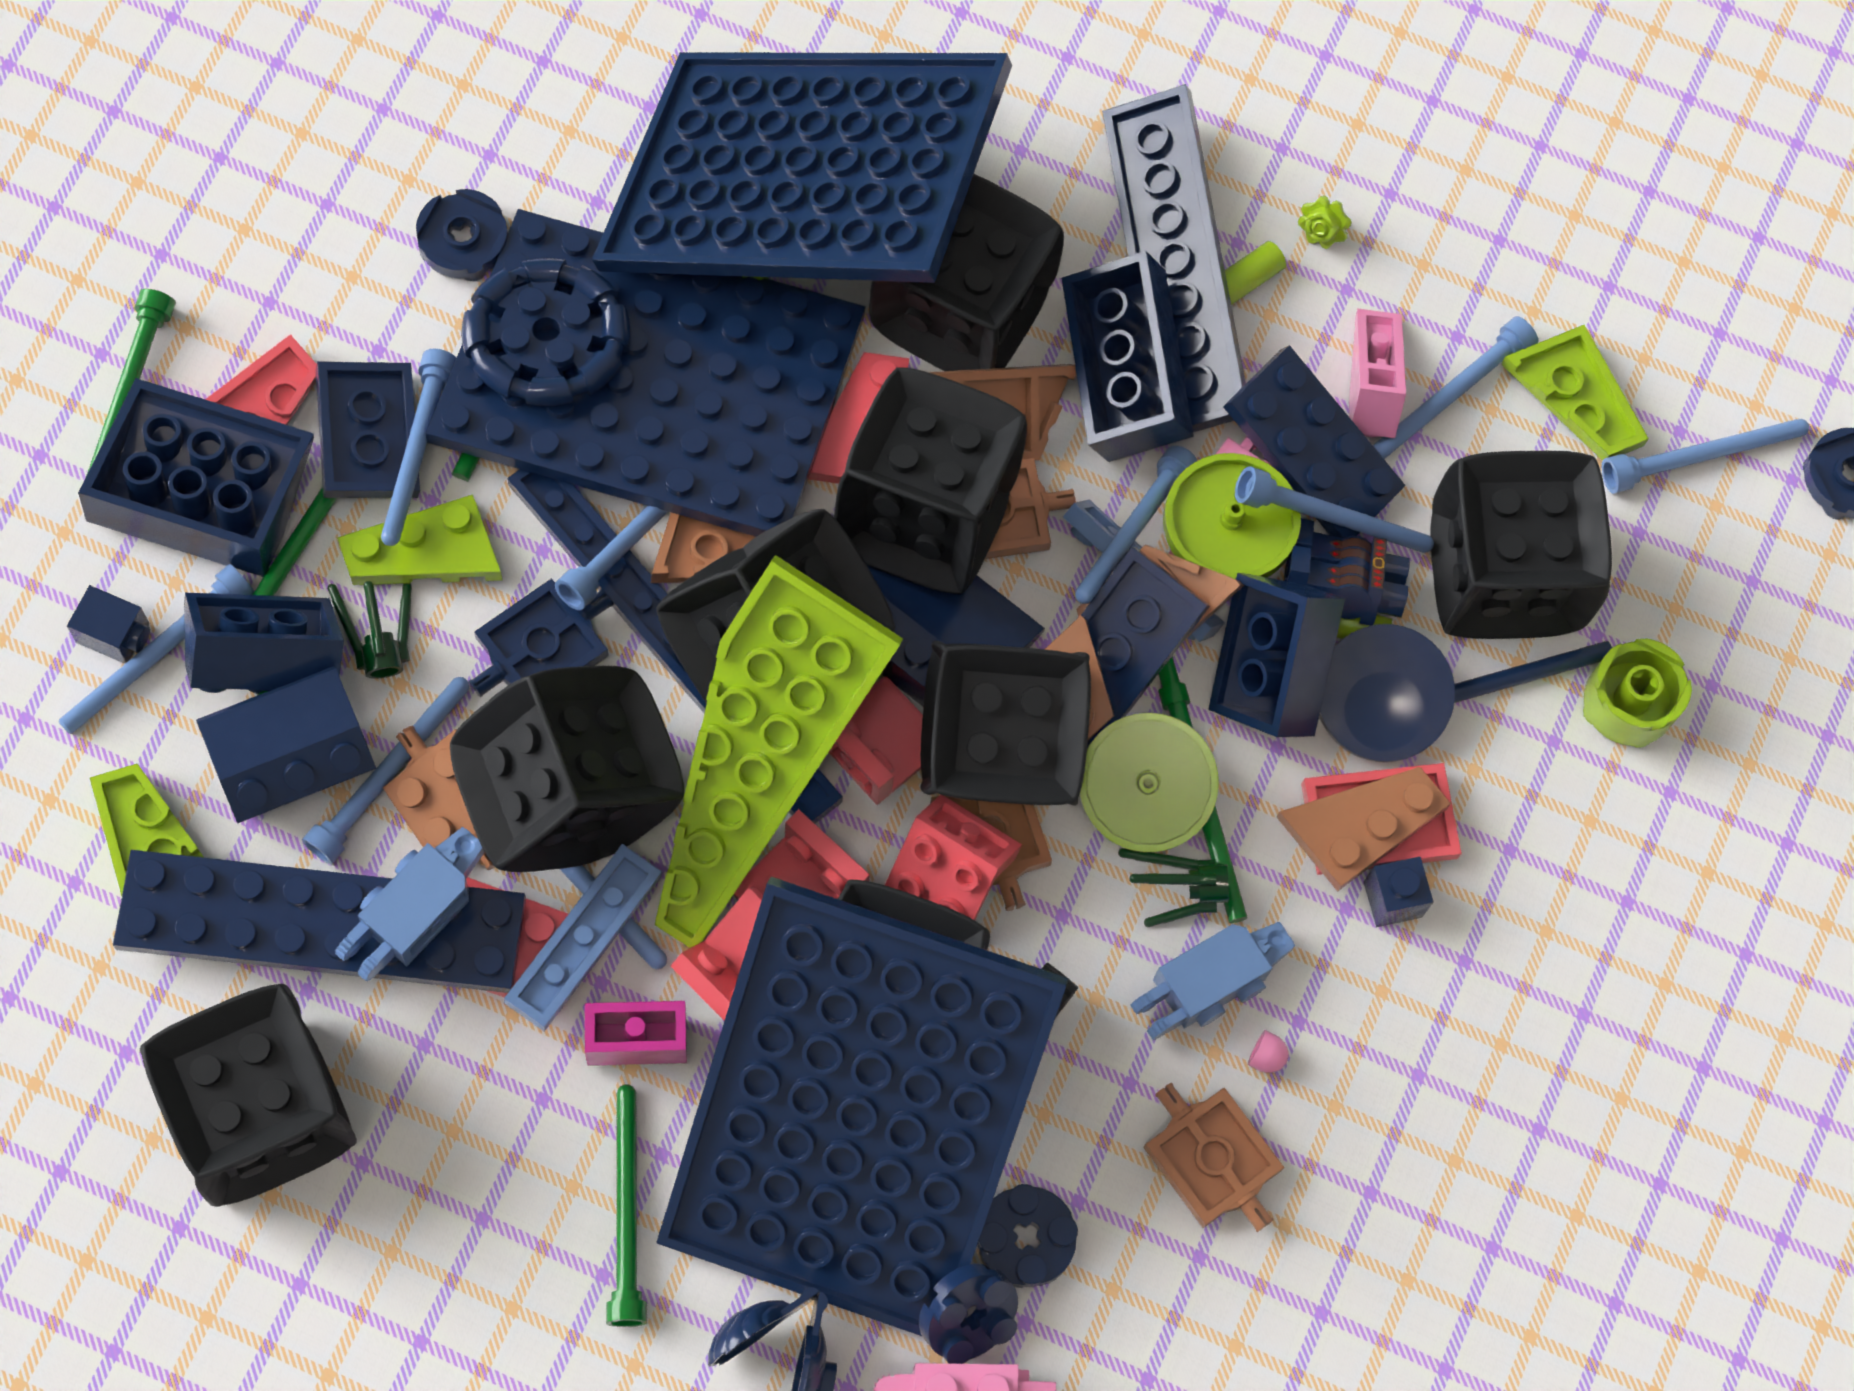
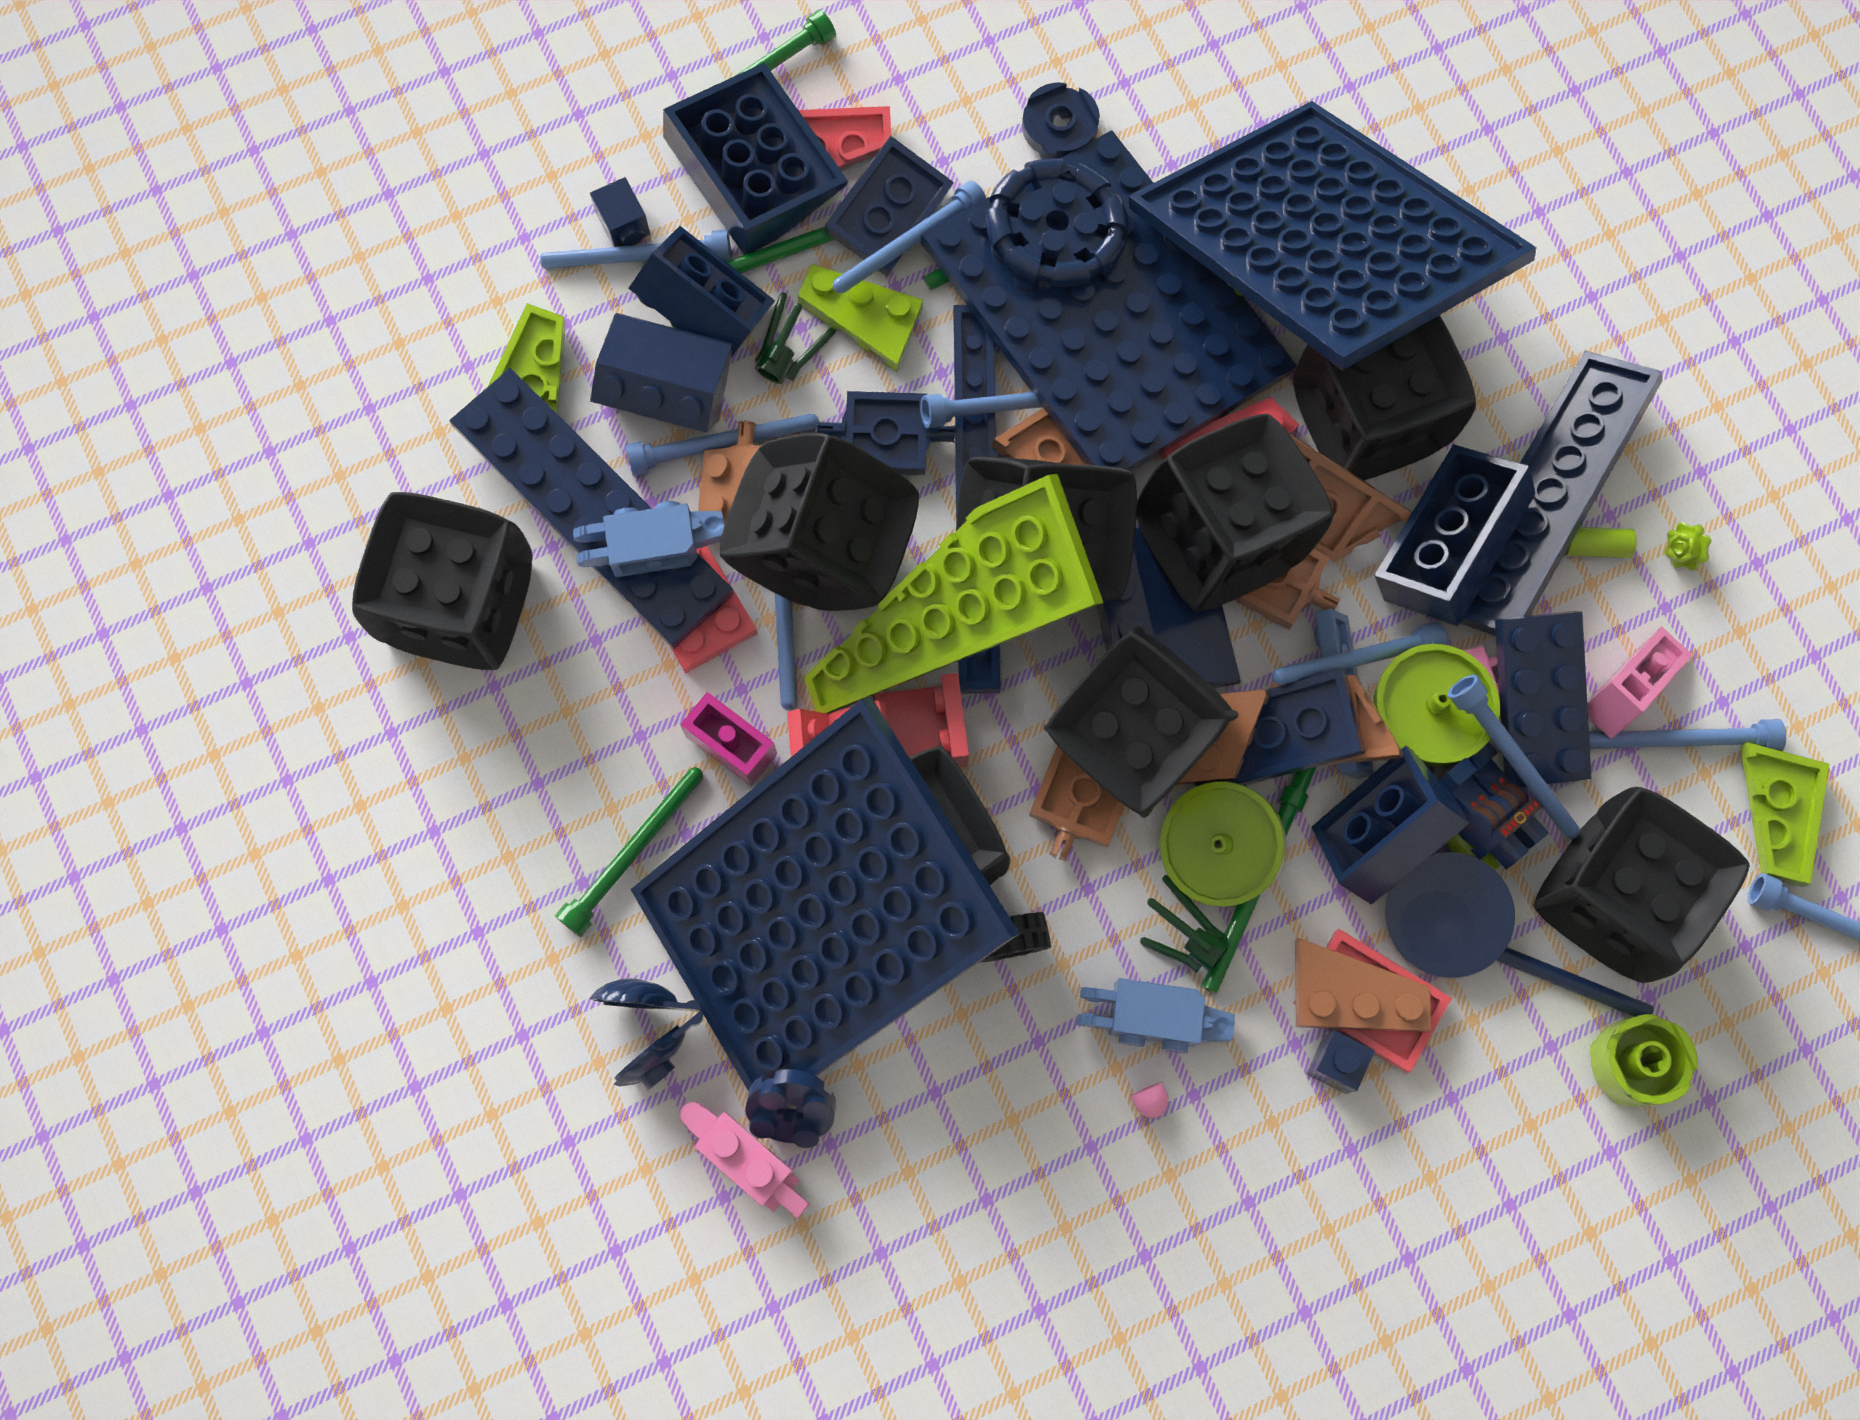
camera: 45 degrees right, 5 degrees up
(582, 937) = (747, 648): medium blue plate -> none
(881, 741) = (1054, 664): coral bracket -> none
(952, 857) = (1034, 792): coral bracket -> none
(1055, 1226) = (899, 1101): dark blue plate -> none
(1213, 1157) = (1051, 1140): nougat plate -> none

